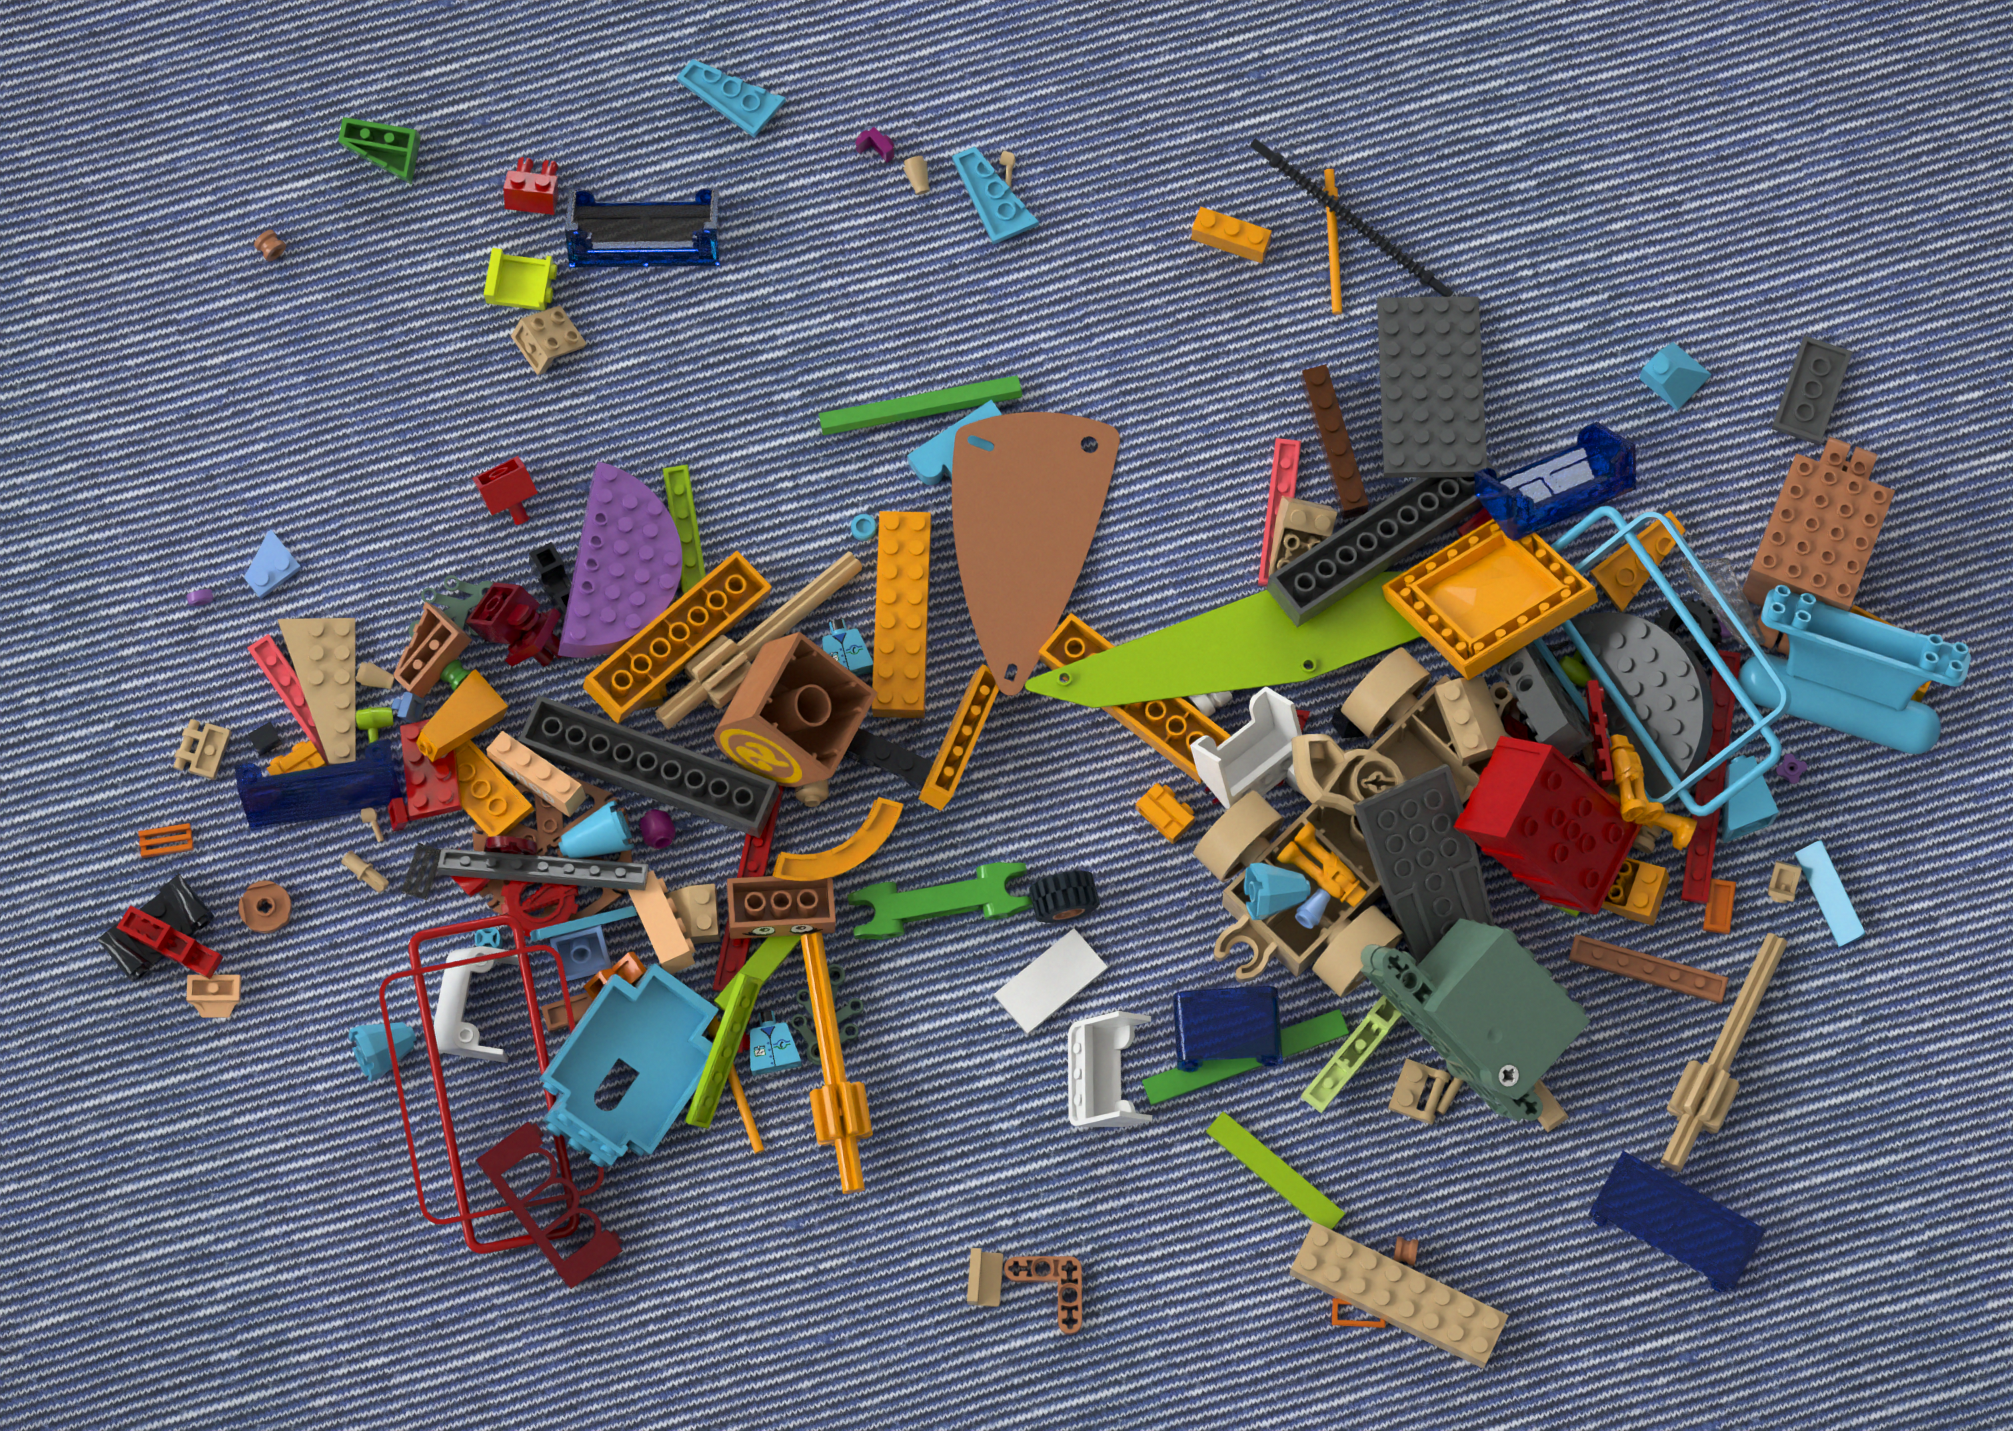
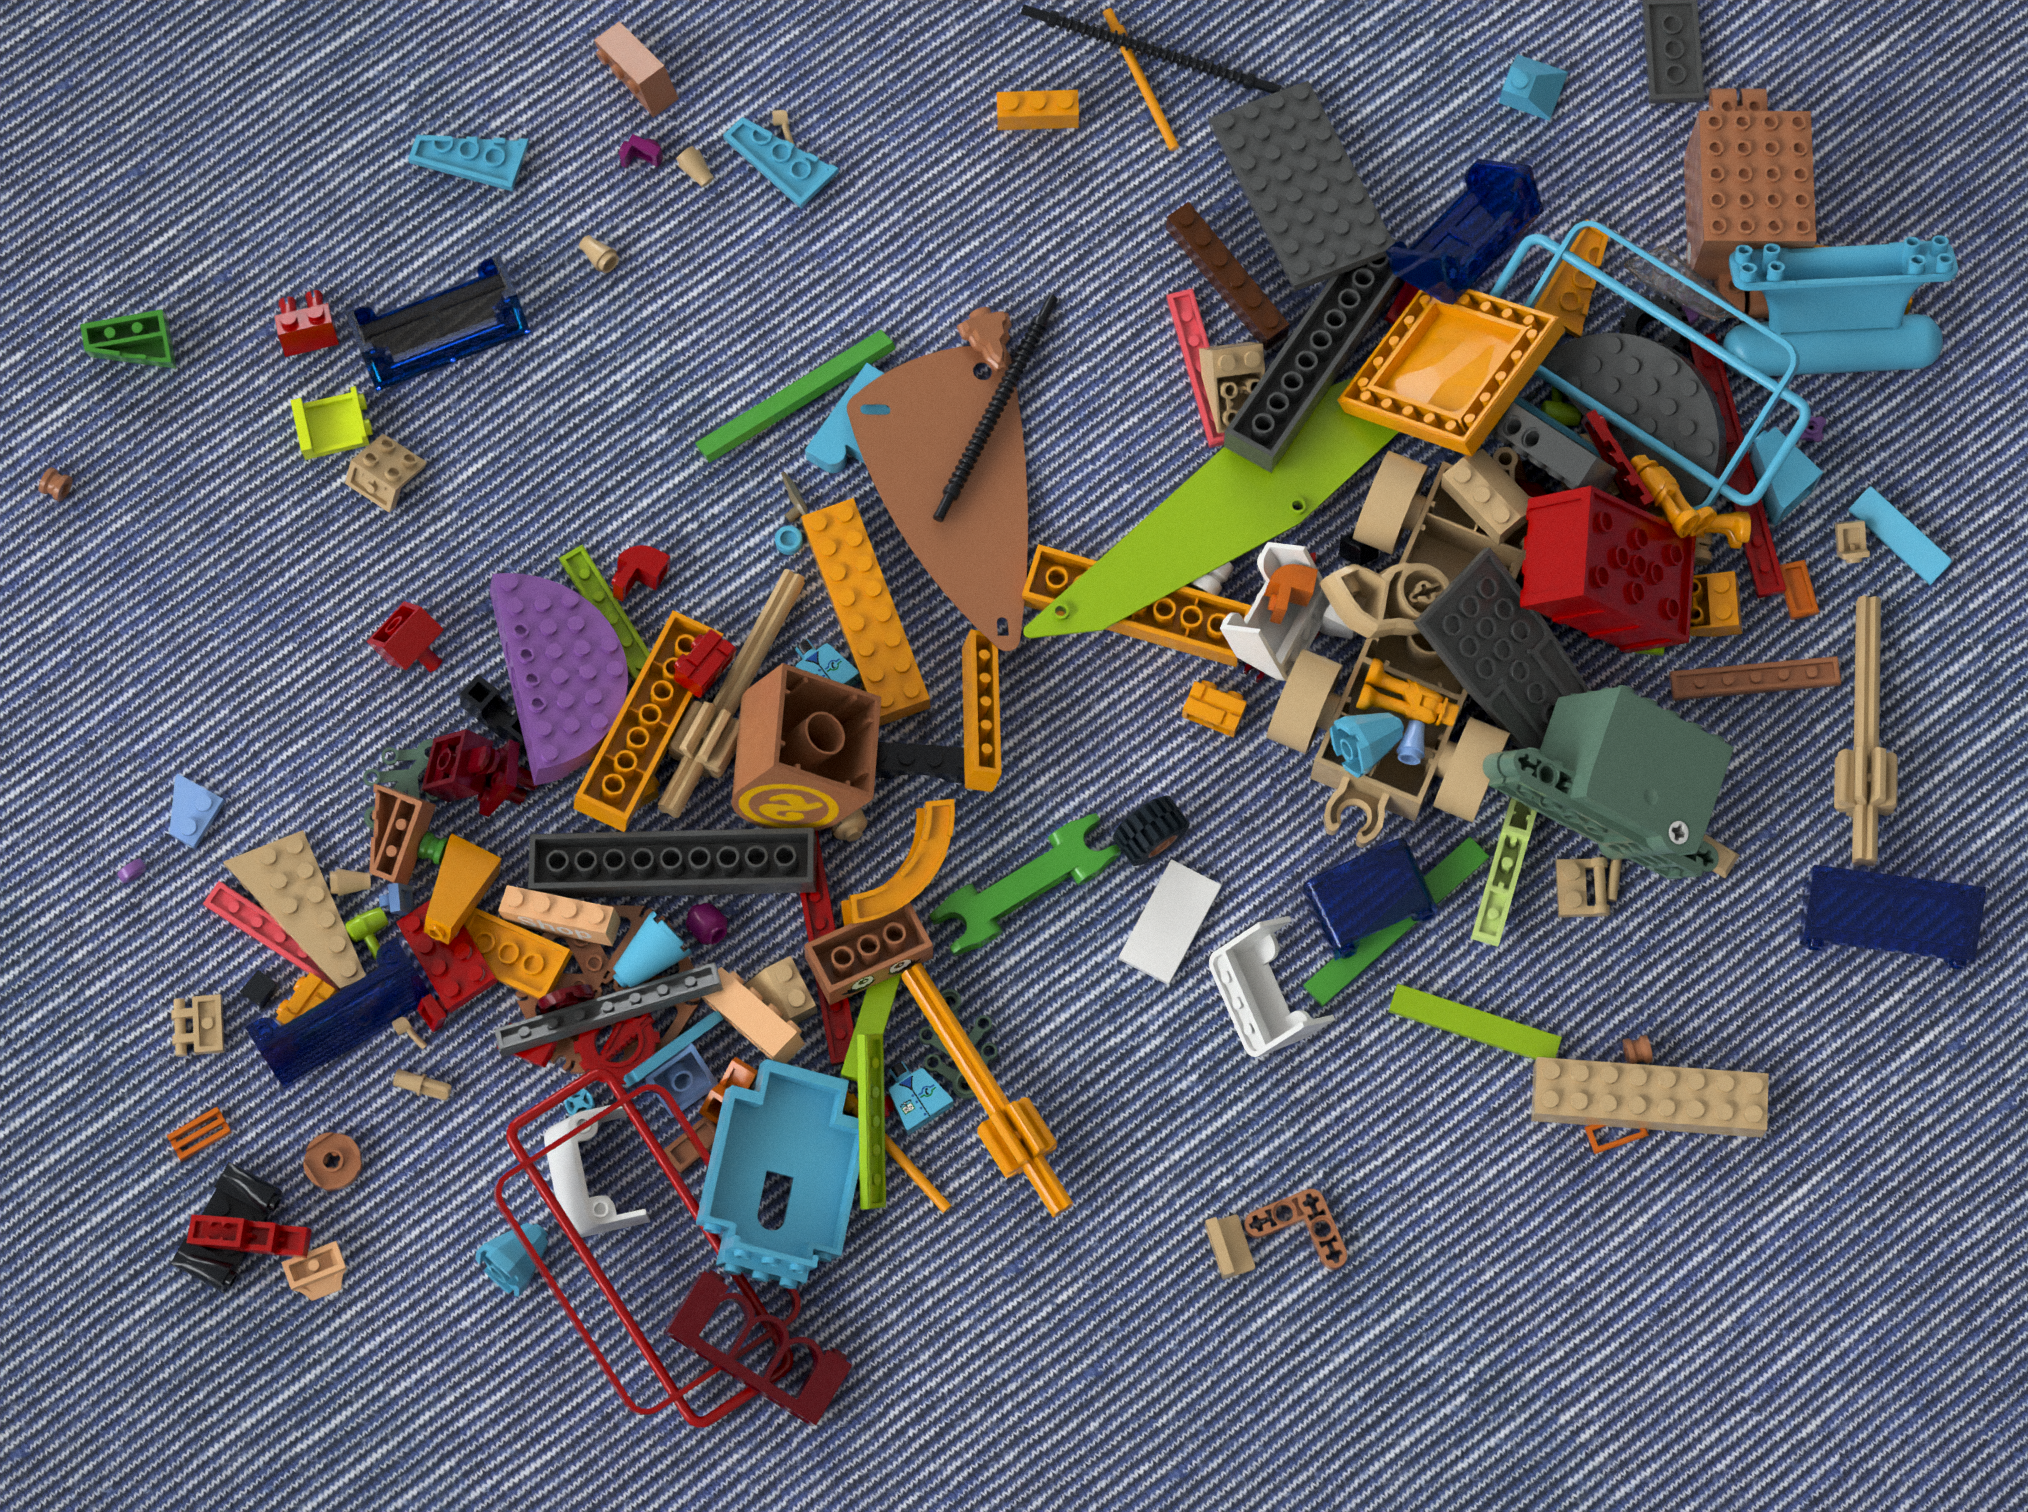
camera: 25 degrees left, 0 degrees up
(412, 869) = (479, 1037): clear smoke tile -> none
(729, 501) = (642, 565): none -> red brick
(742, 605) = (704, 663): none -> red brick
(805, 221) = (600, 255): none -> tan cone
(884, 492) = (795, 496): none -> dark tan bar
(901, 70) = (636, 68): none -> nougat wedge
(1017, 538) = (986, 425): none -> black hose
(1107, 415) = (988, 334): none -> nougat rock
(1269, 730) = (1289, 584): none -> orange brick

